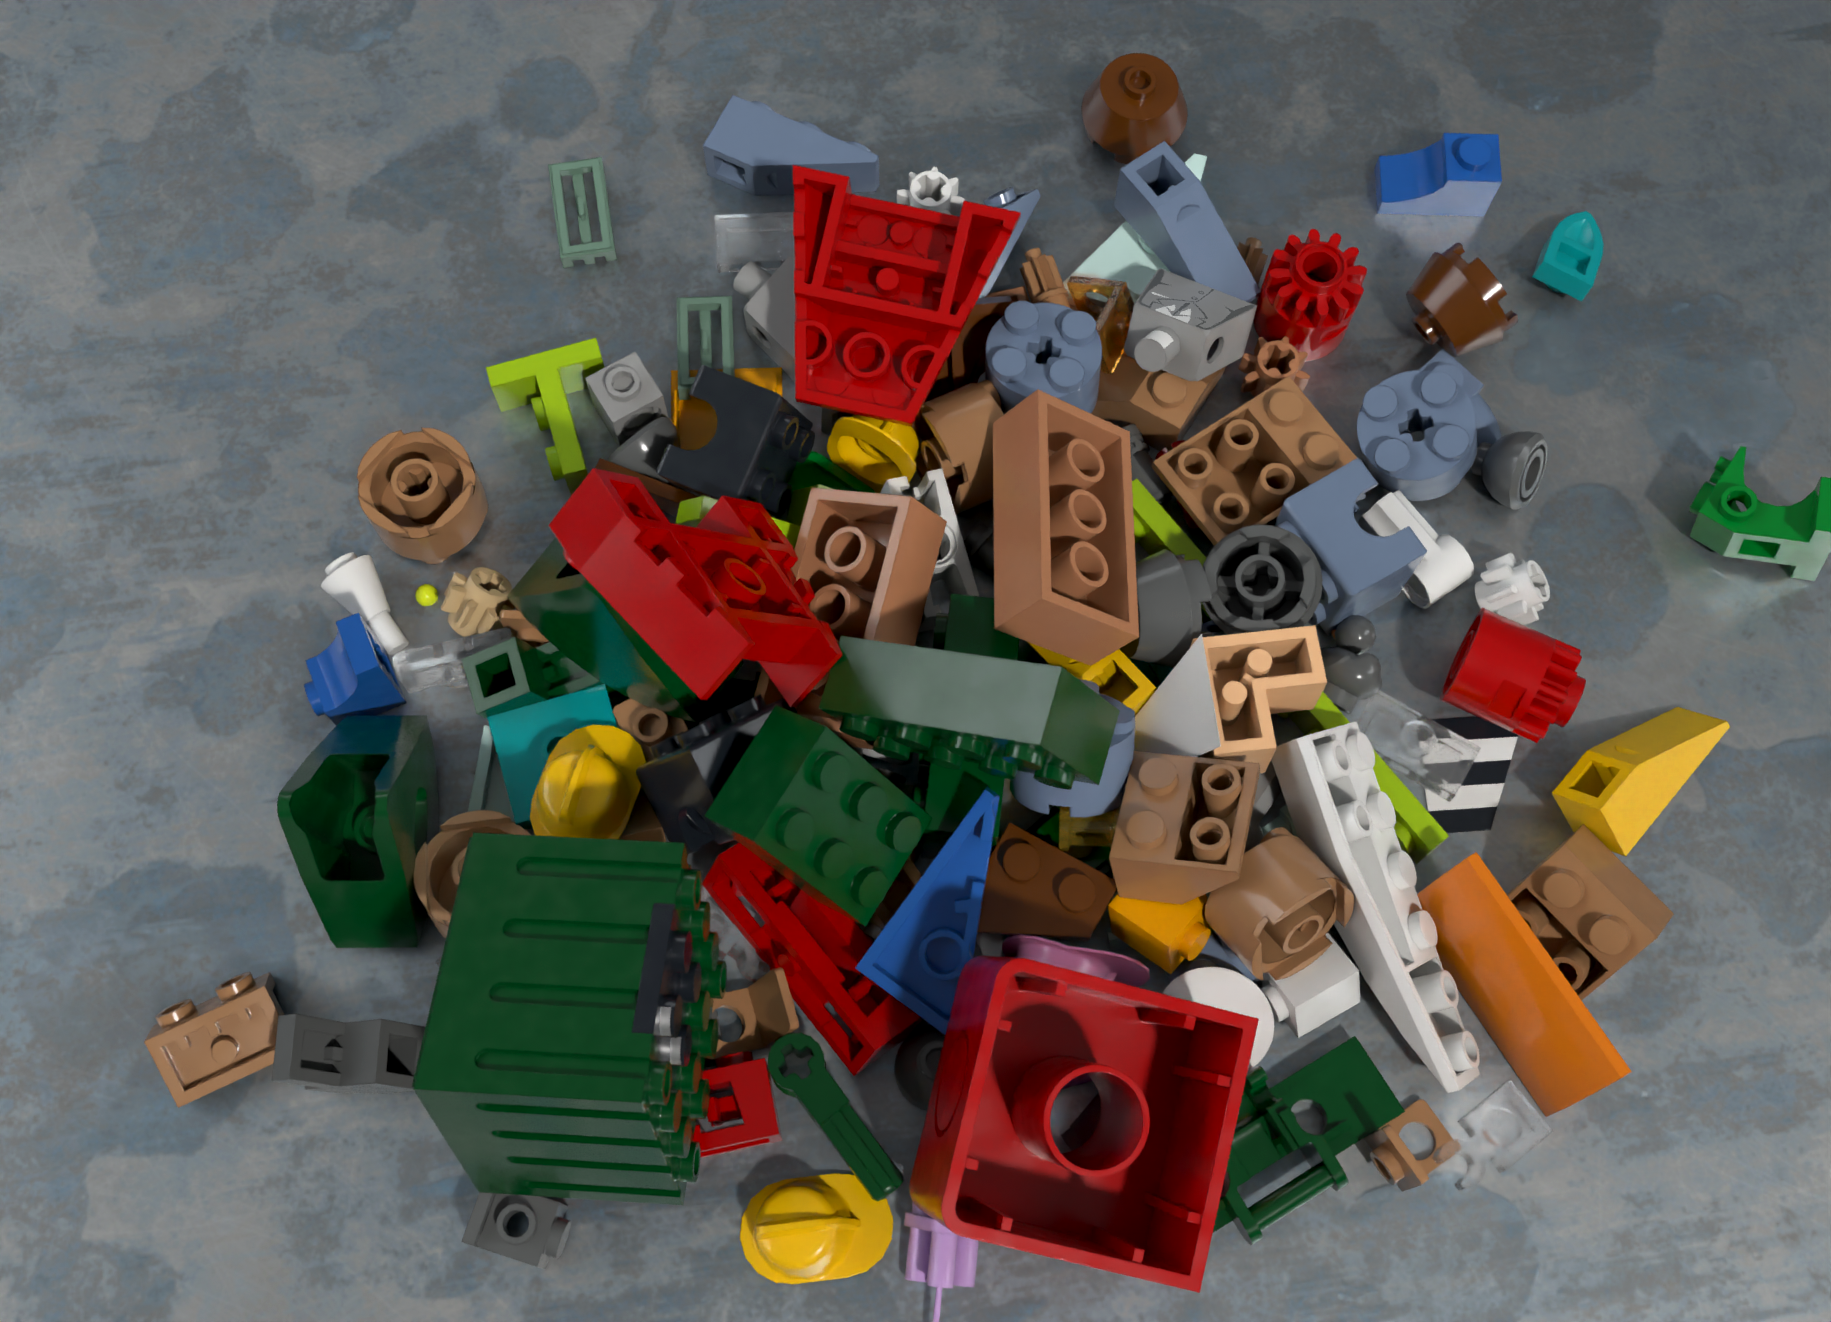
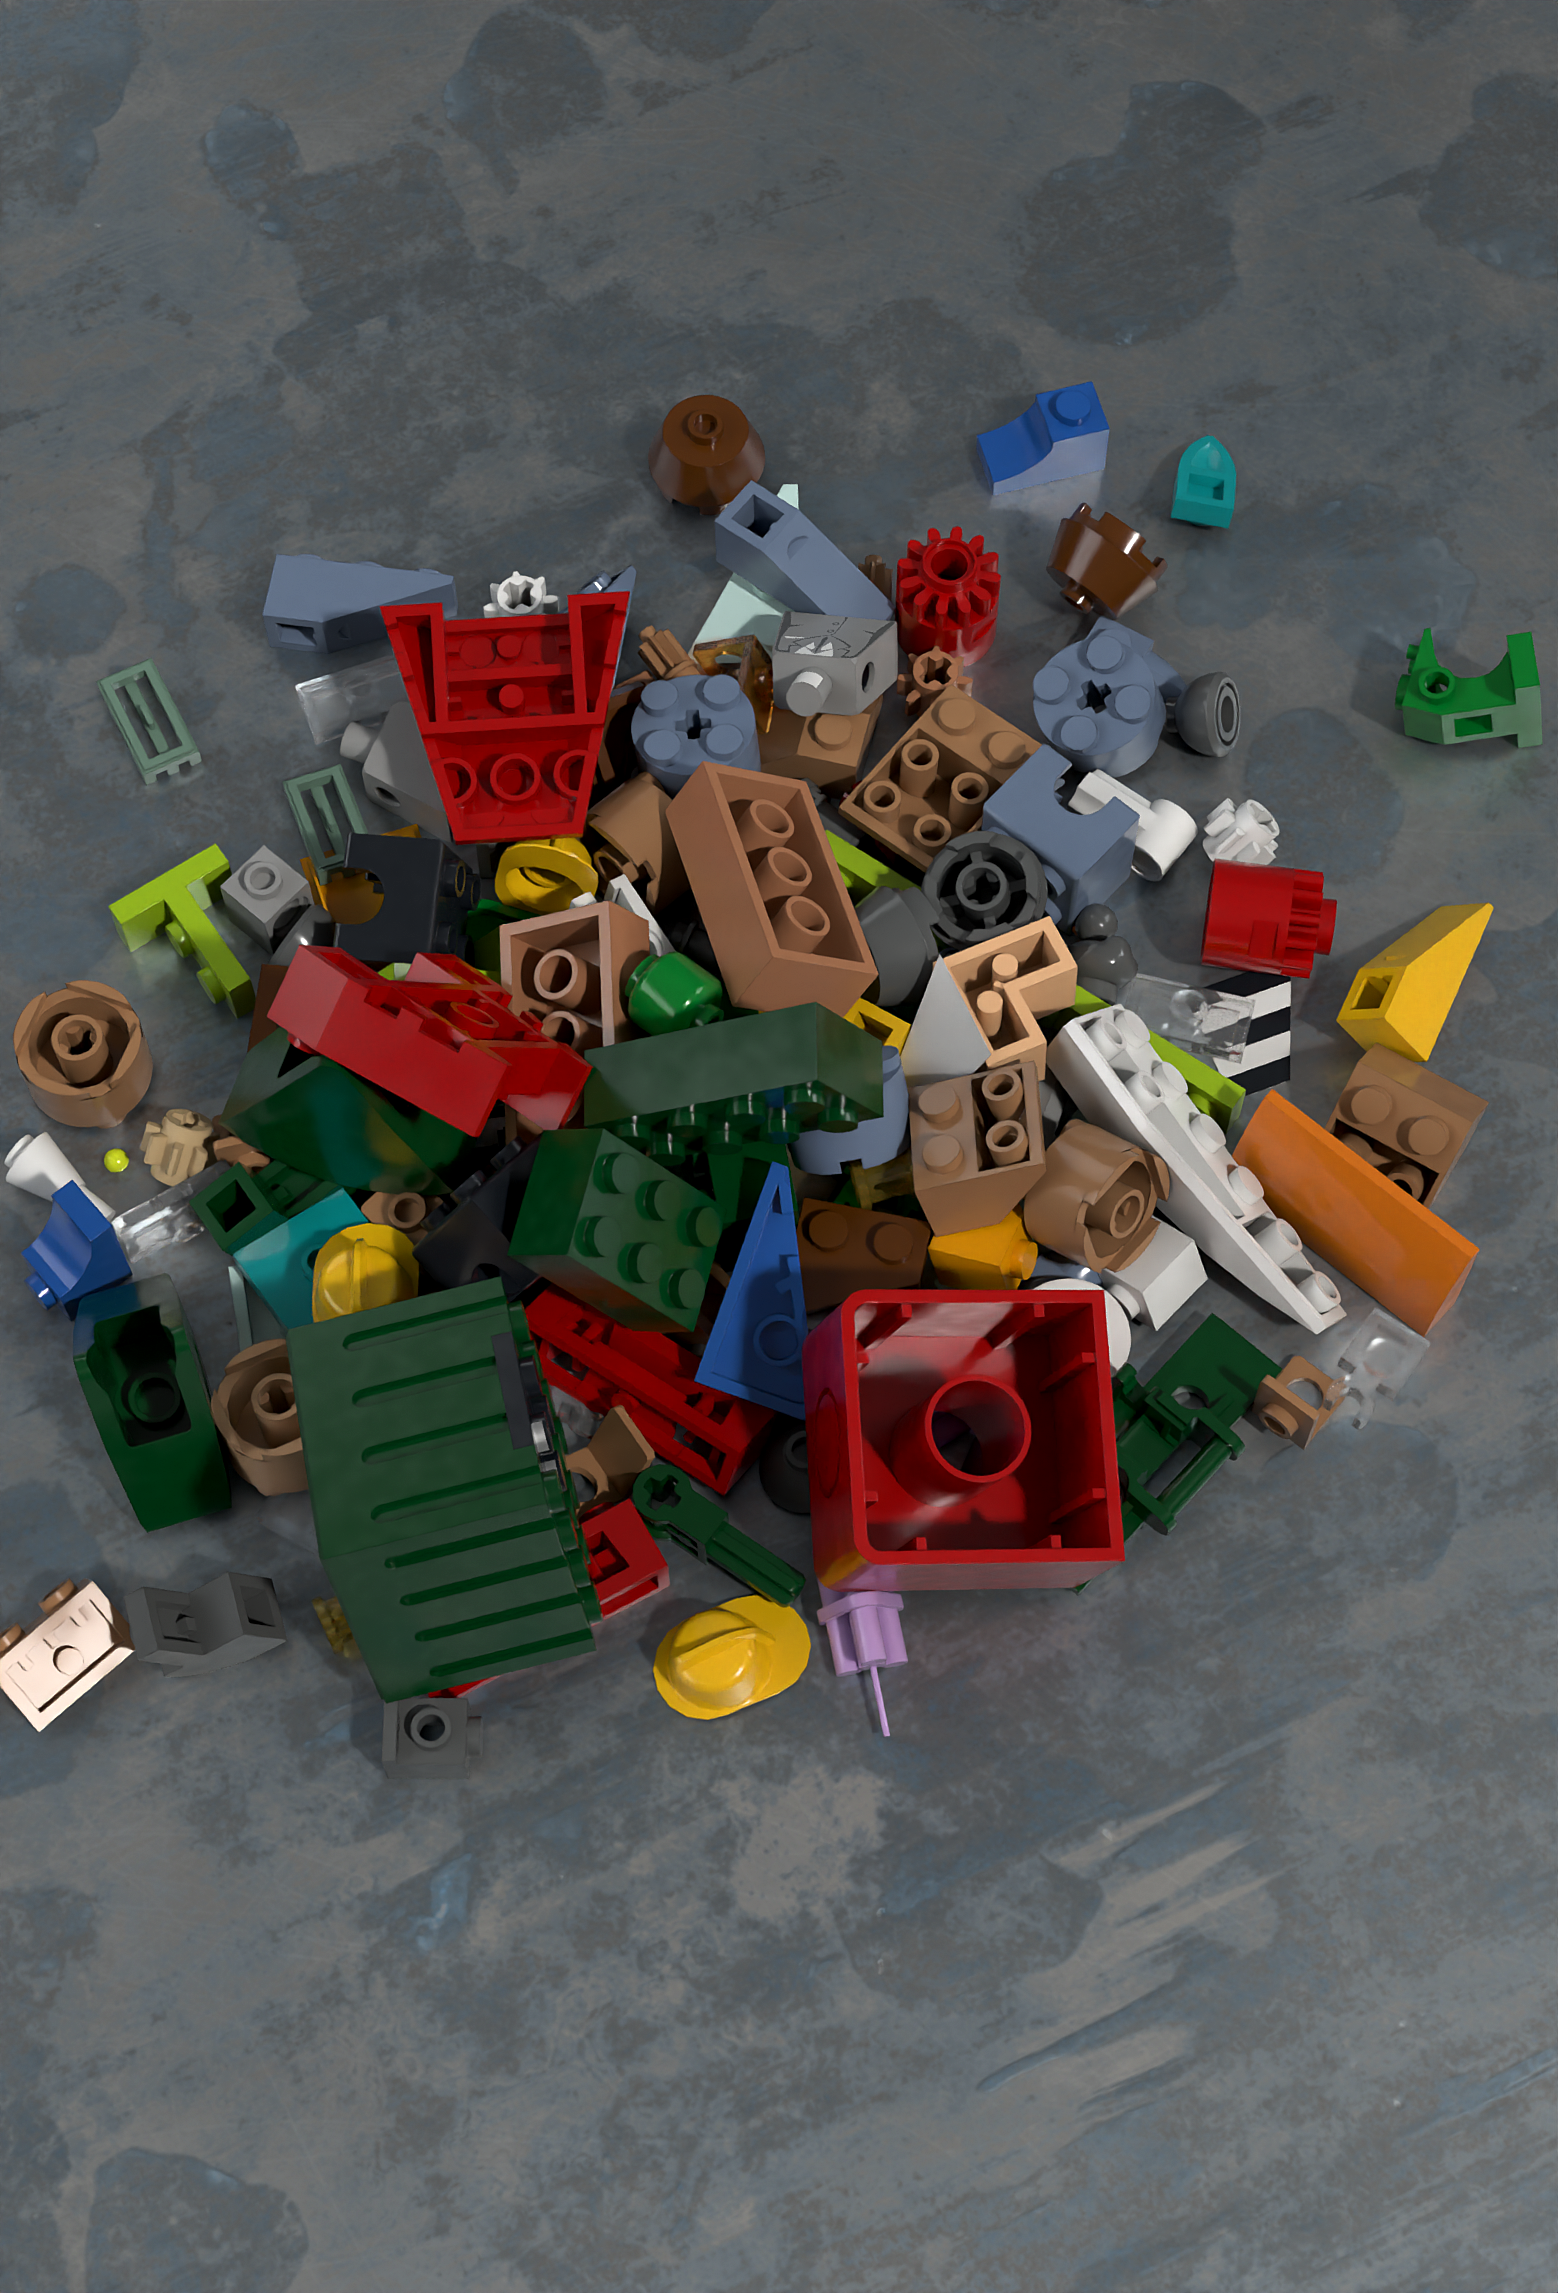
camera: 15 degrees left, 5 degrees down
(944, 606) = (673, 994): none -> green head

